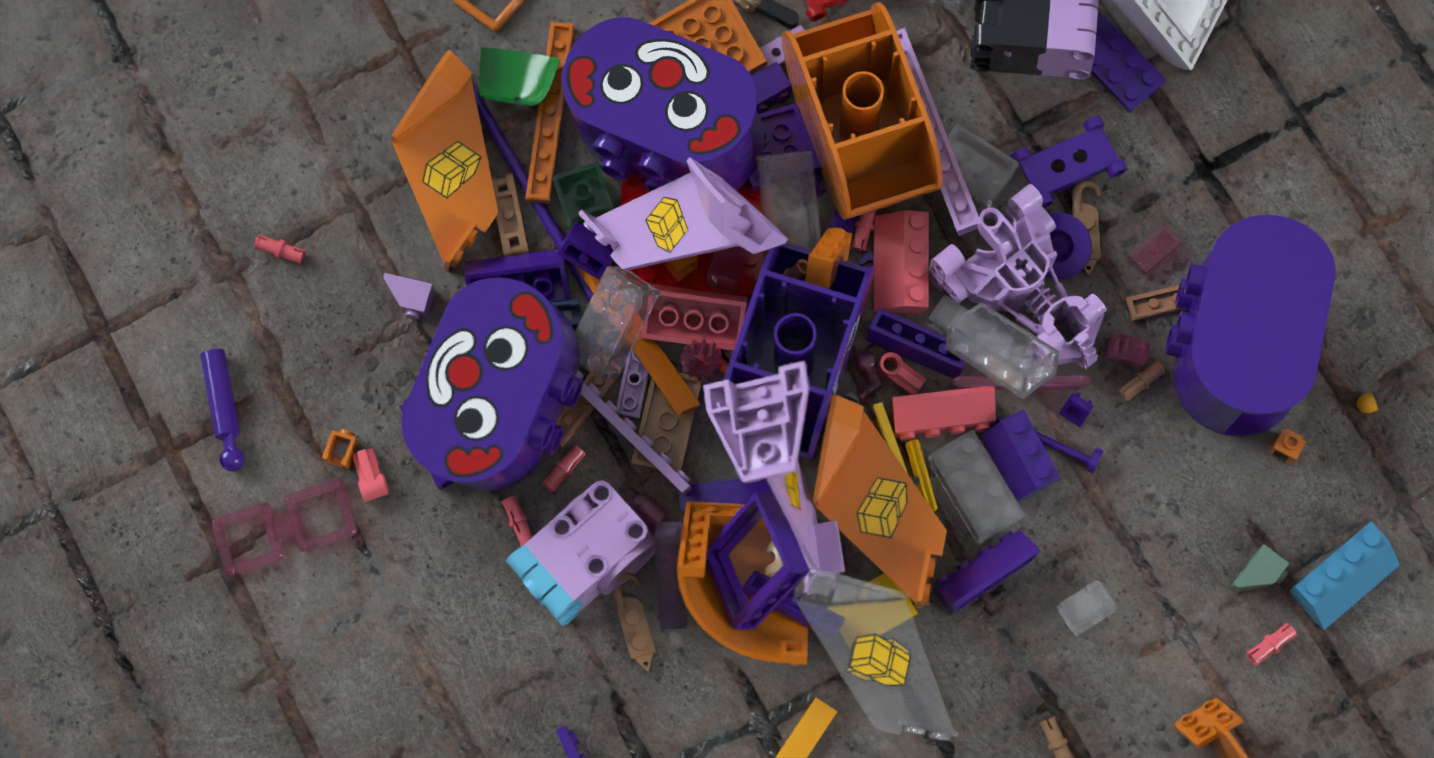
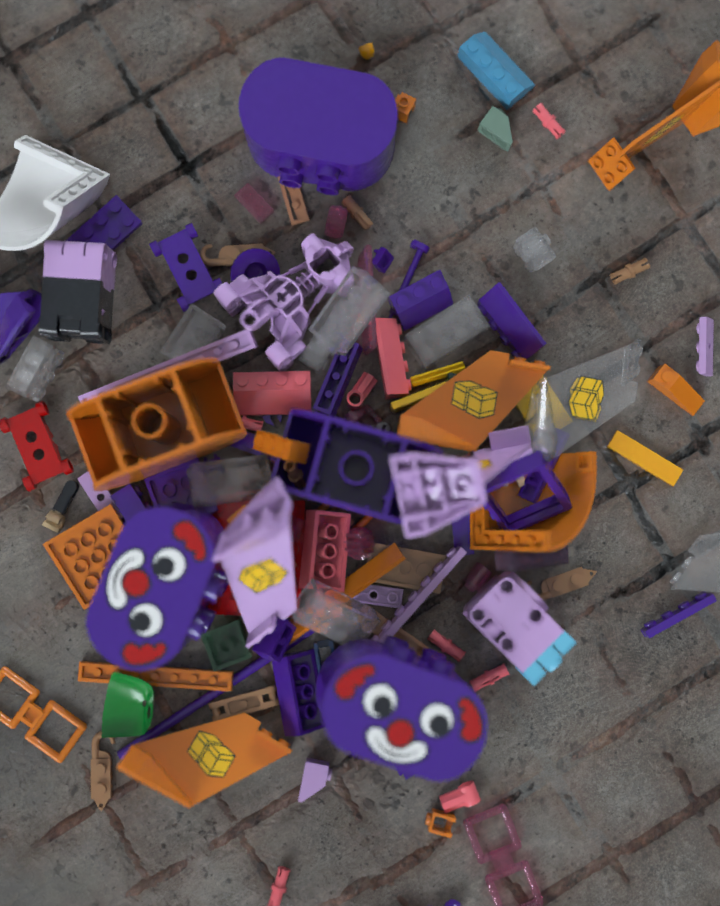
camera: 100 degrees left, 10 degrees up
(436, 45) = (101, 772): none -> medium nougat plate

